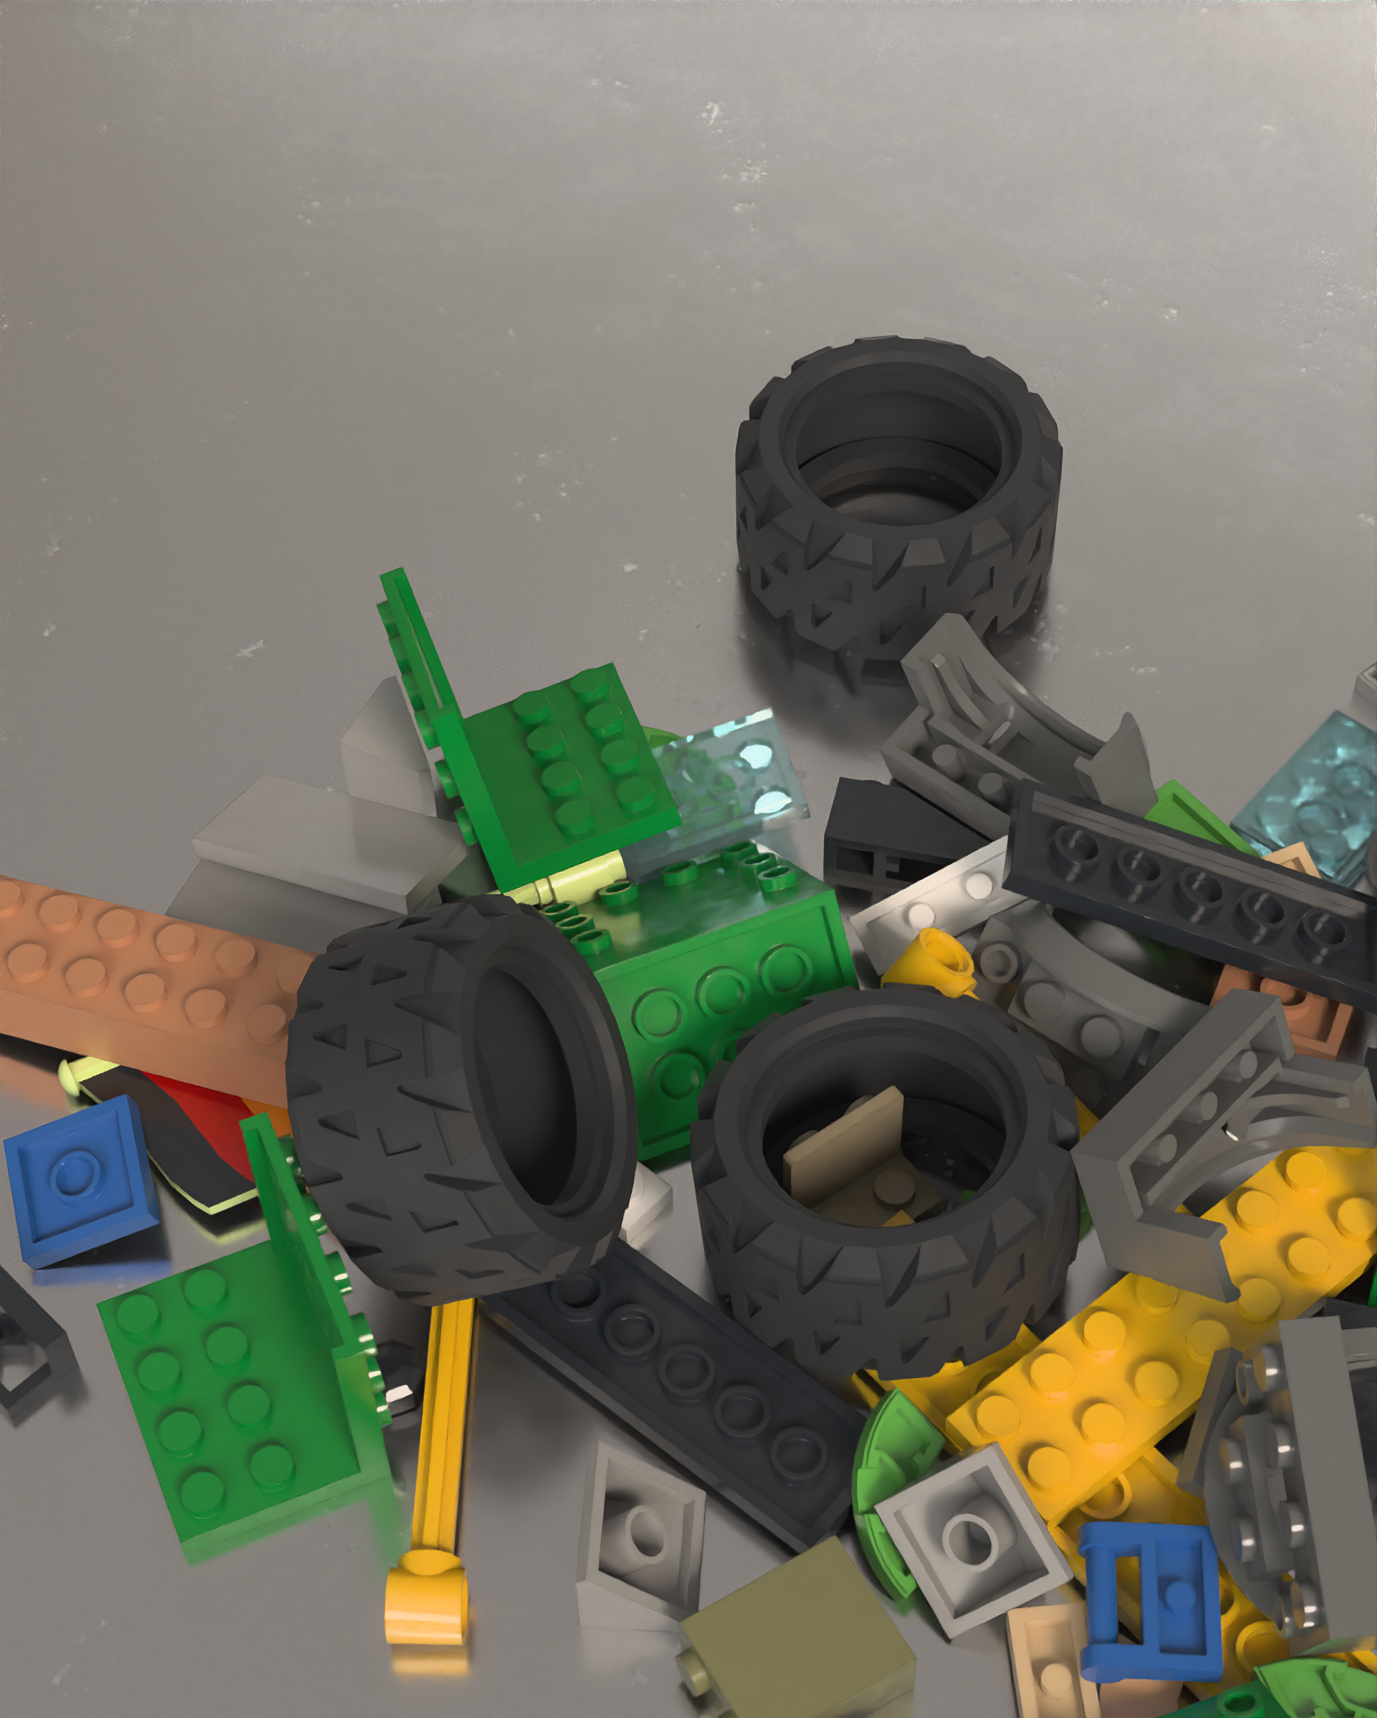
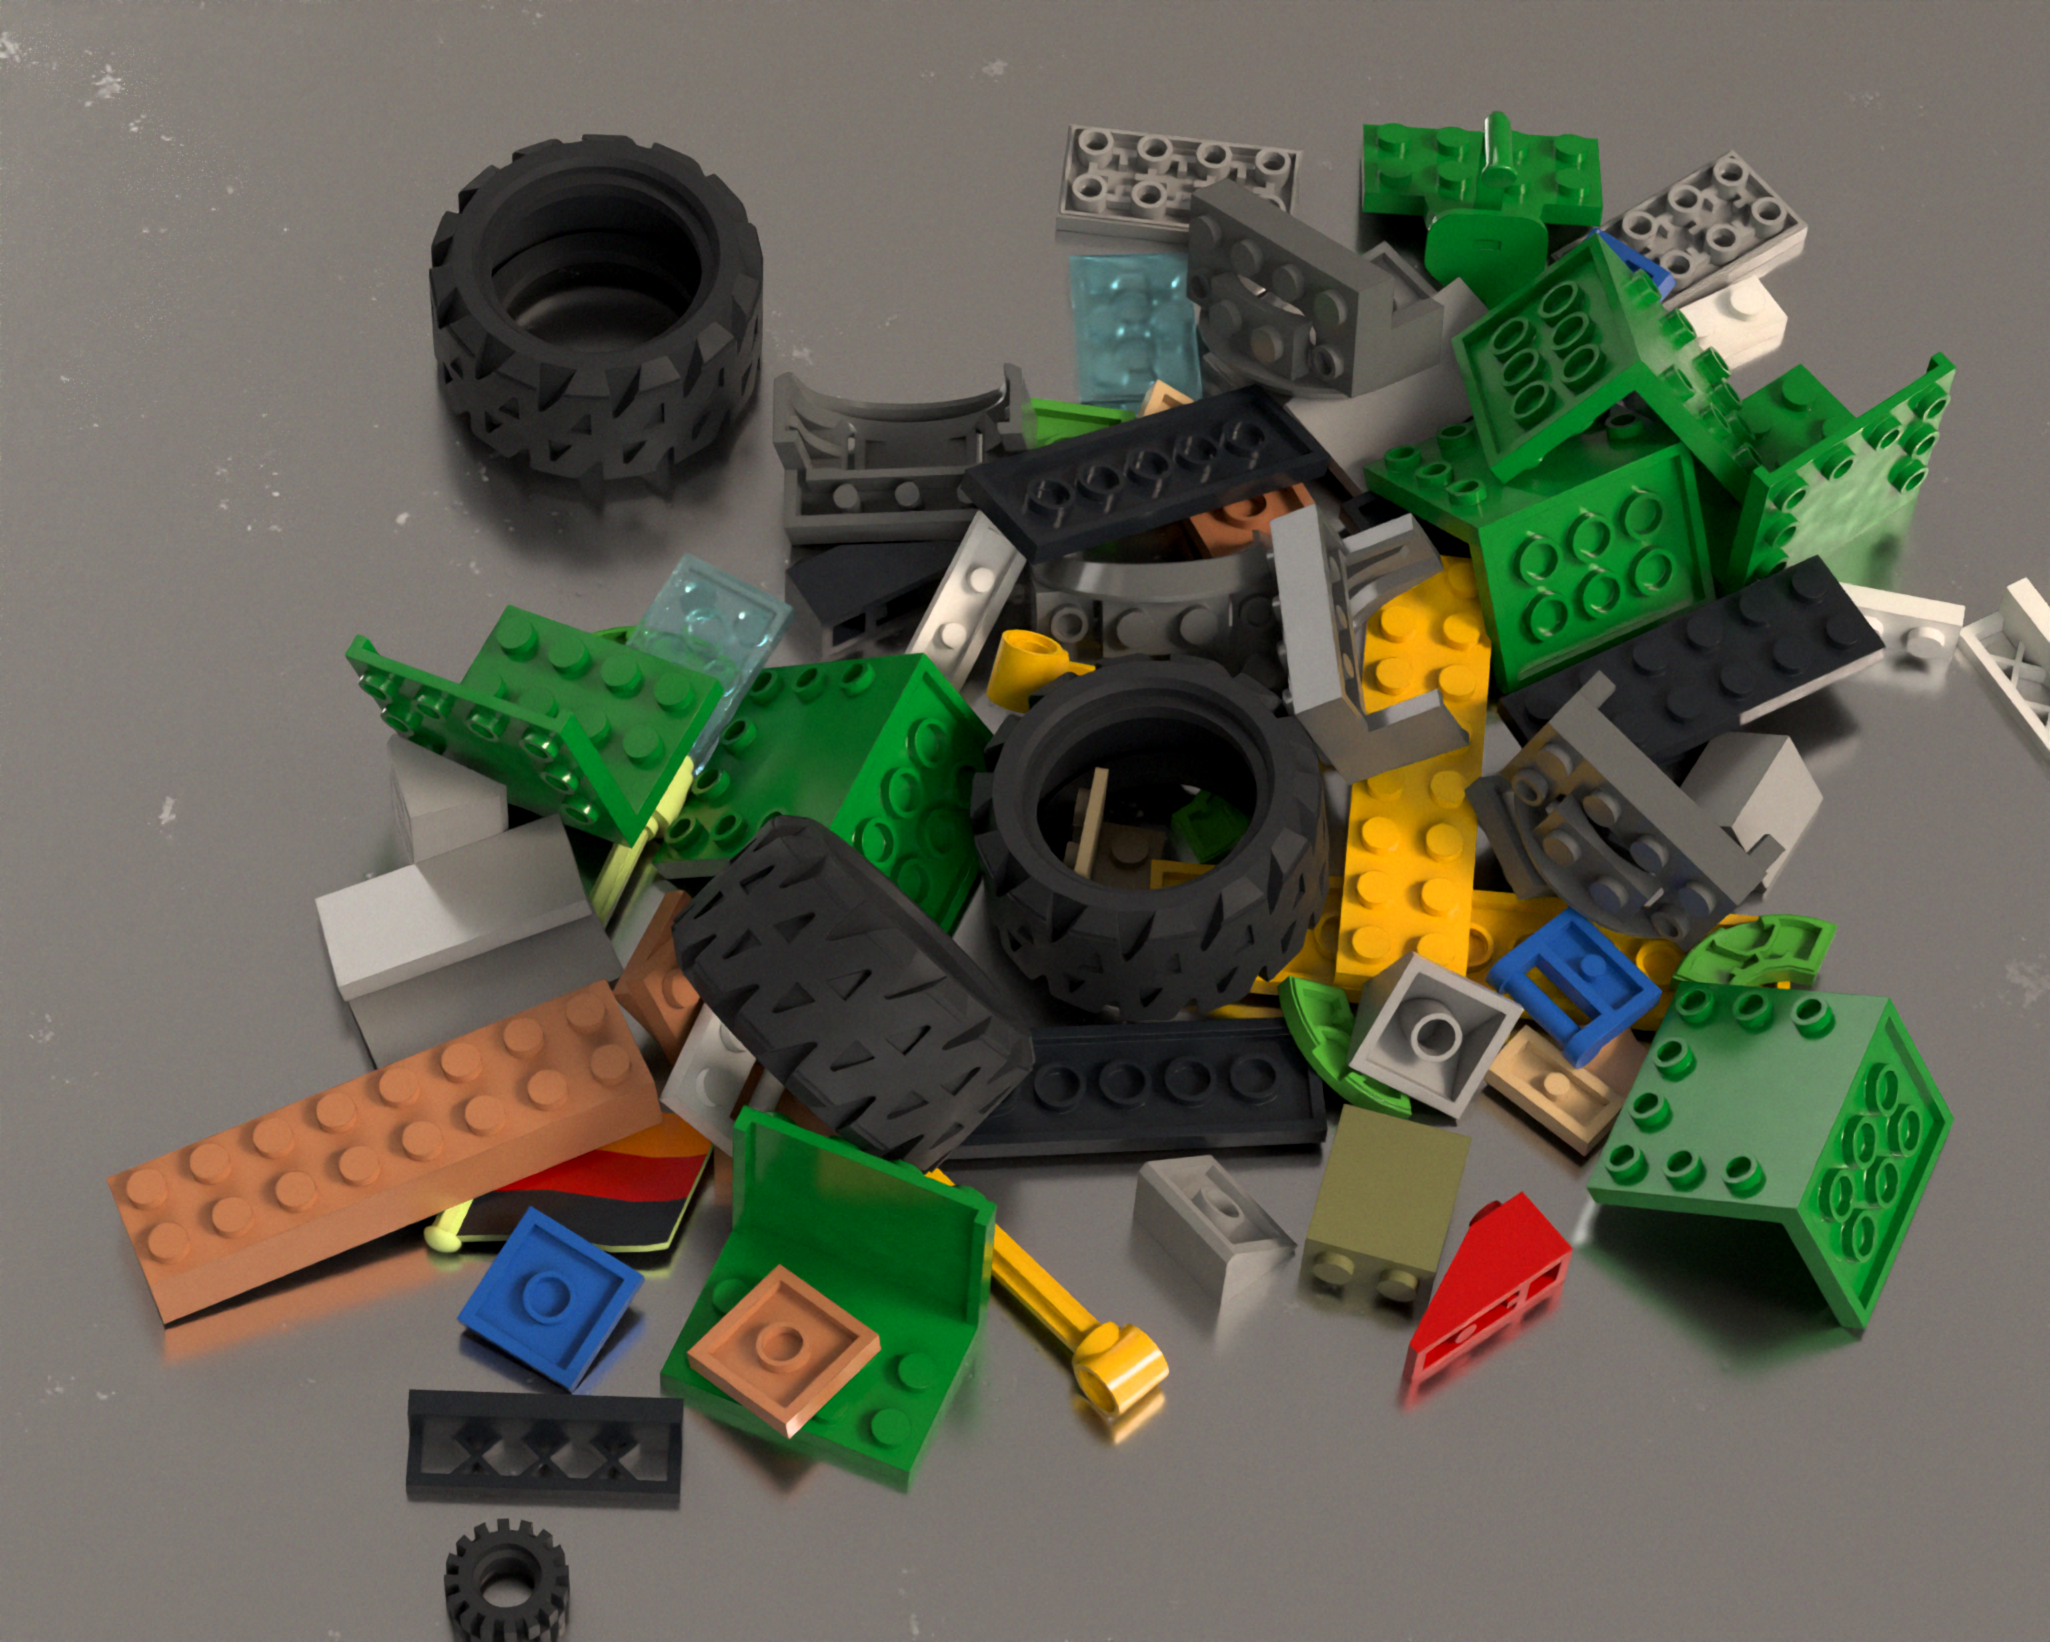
camera: 50 degrees left, 5 degrees up
(178, 1359) = (784, 1351): none -> nougat plate

